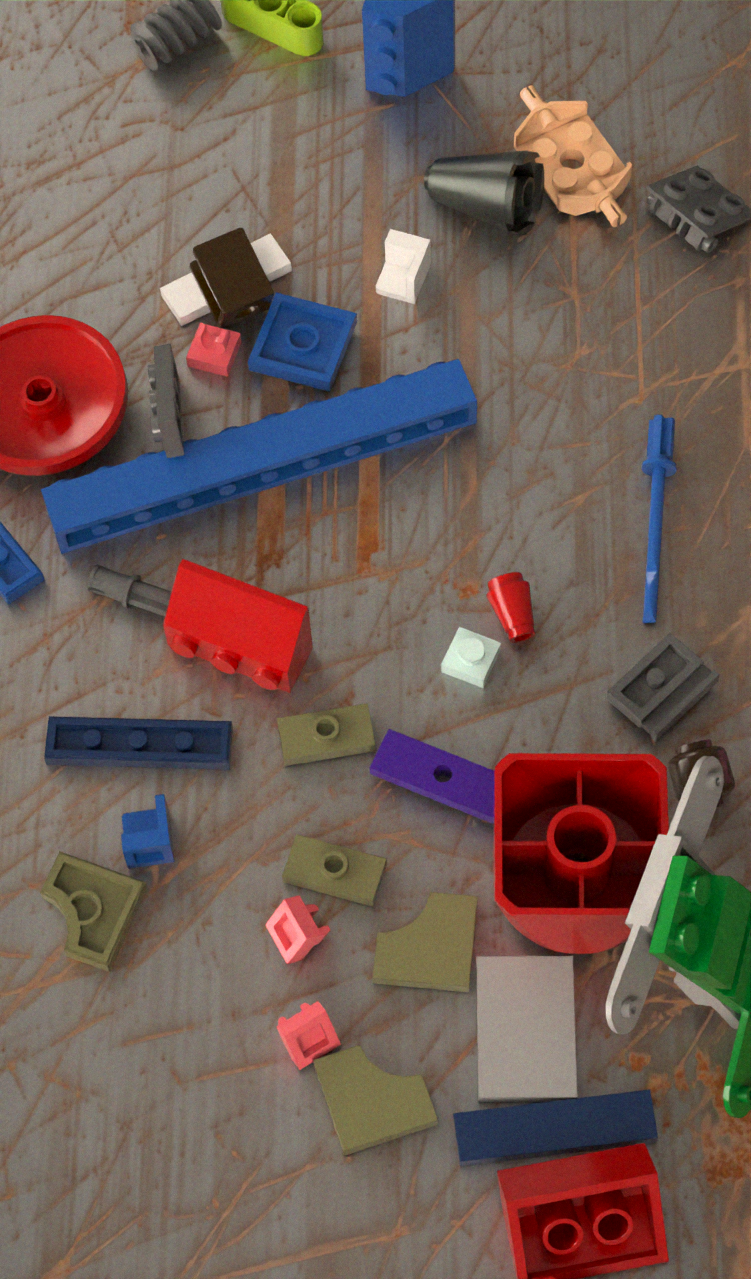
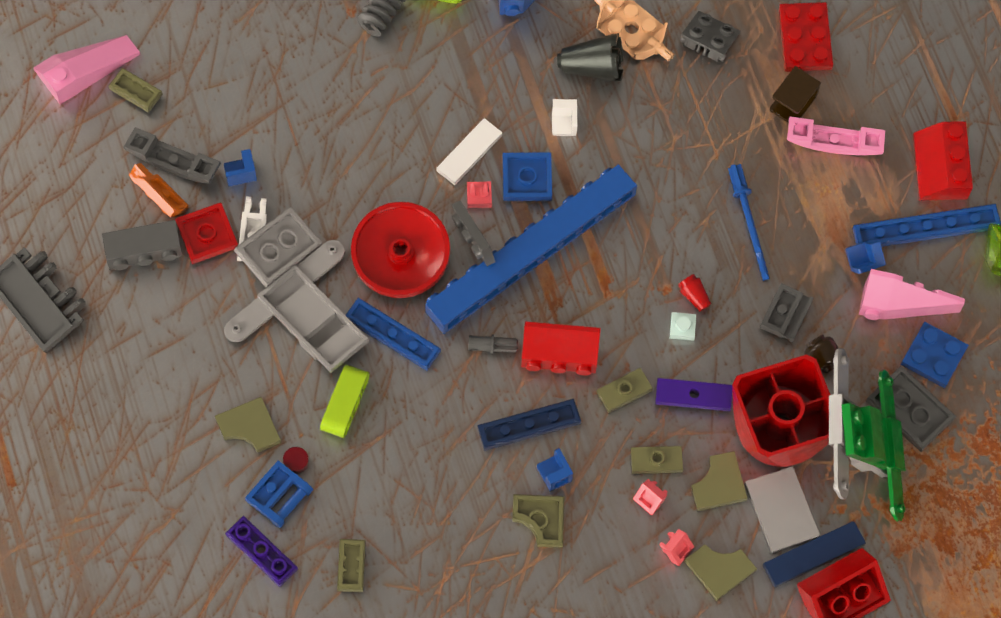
camera: 25 degrees left, 5 degrees up
(231, 278) = (478, 153): dark brown piece -> none

